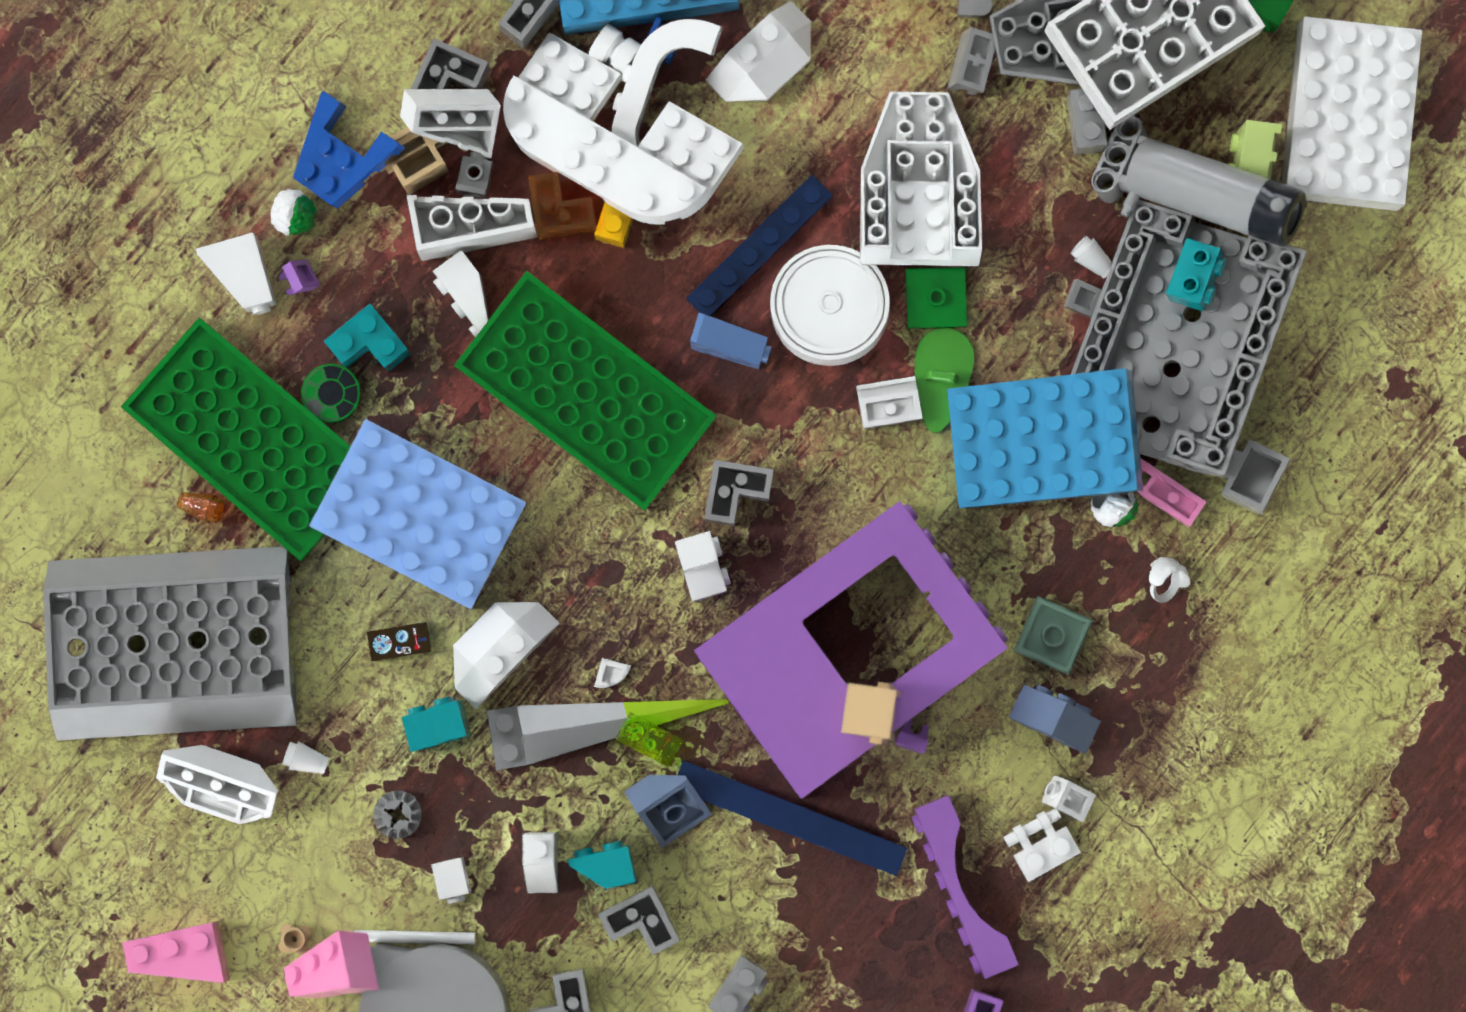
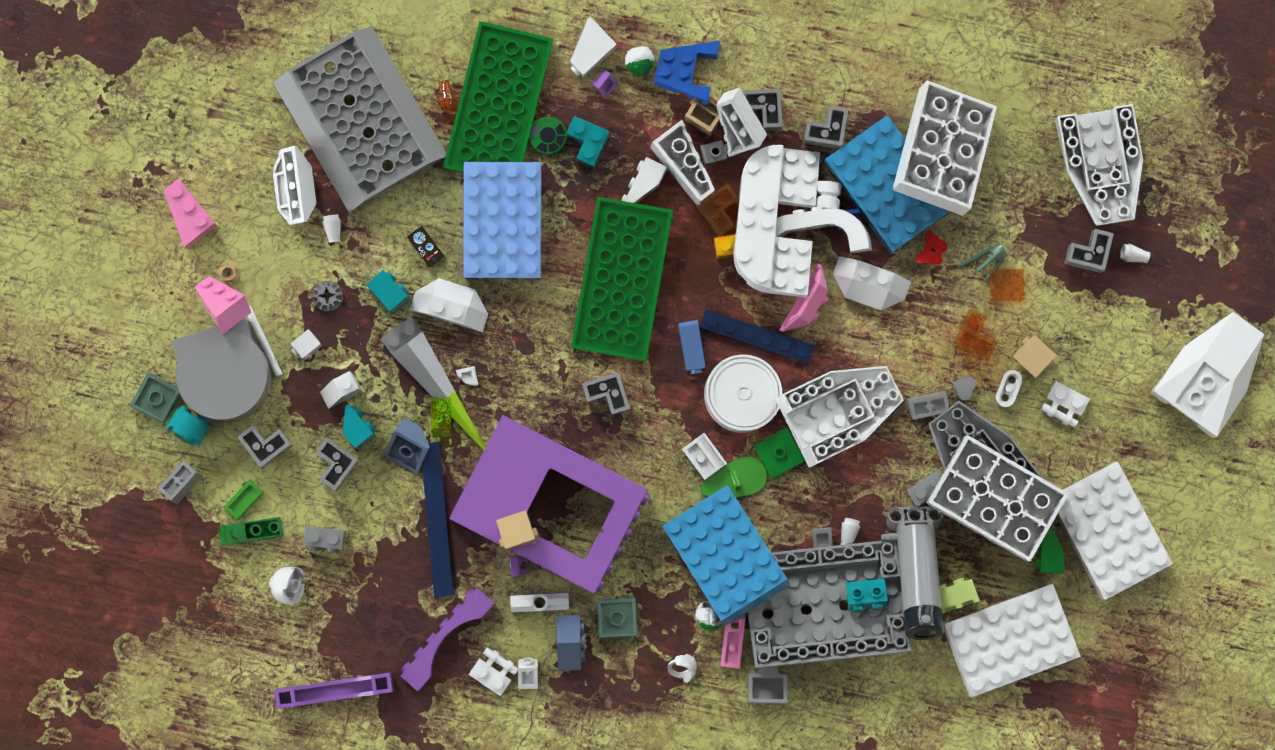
camera: 65 degrees right, 0 degrees up
(701, 566) = (554, 396): white brick -> none
(757, 161) = (806, 309): none -> bright pink wedge
(986, 713) = (553, 601): none -> white piece

